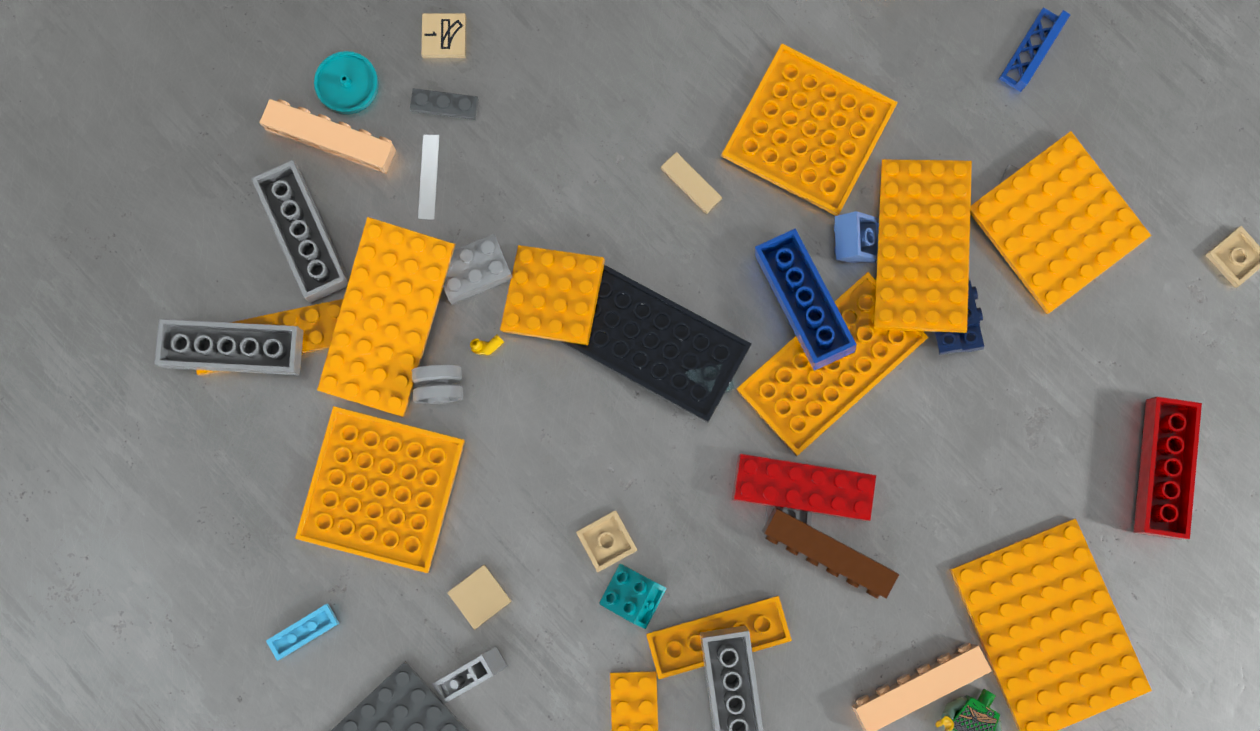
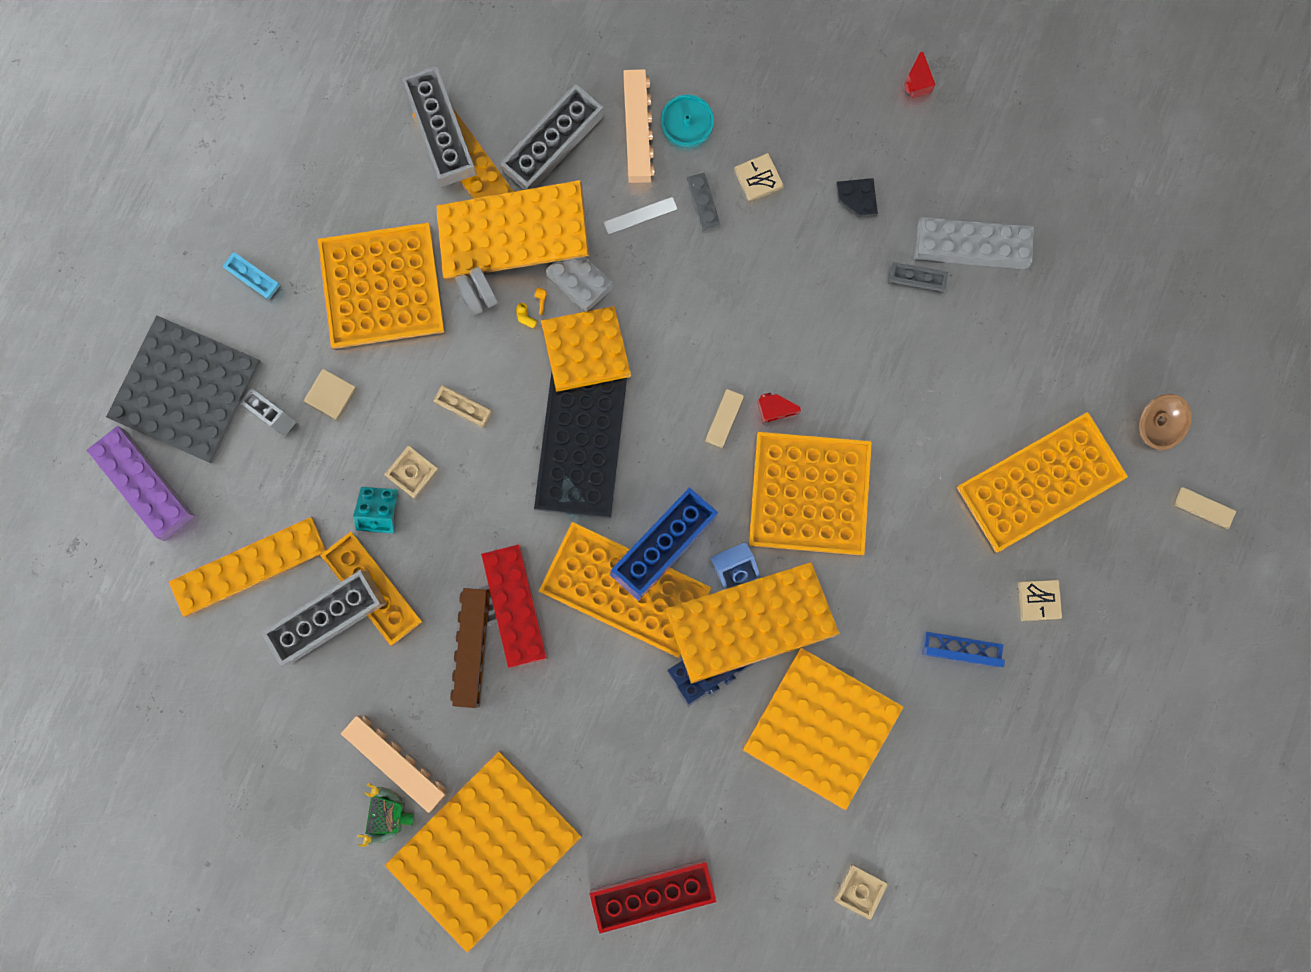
camera: 70 degrees right, 0 degrees up
(469, 317) = (541, 294): none -> light orange hand
(557, 455) = (462, 406): none -> tan tile
(703, 125) = (776, 407): none -> red slope

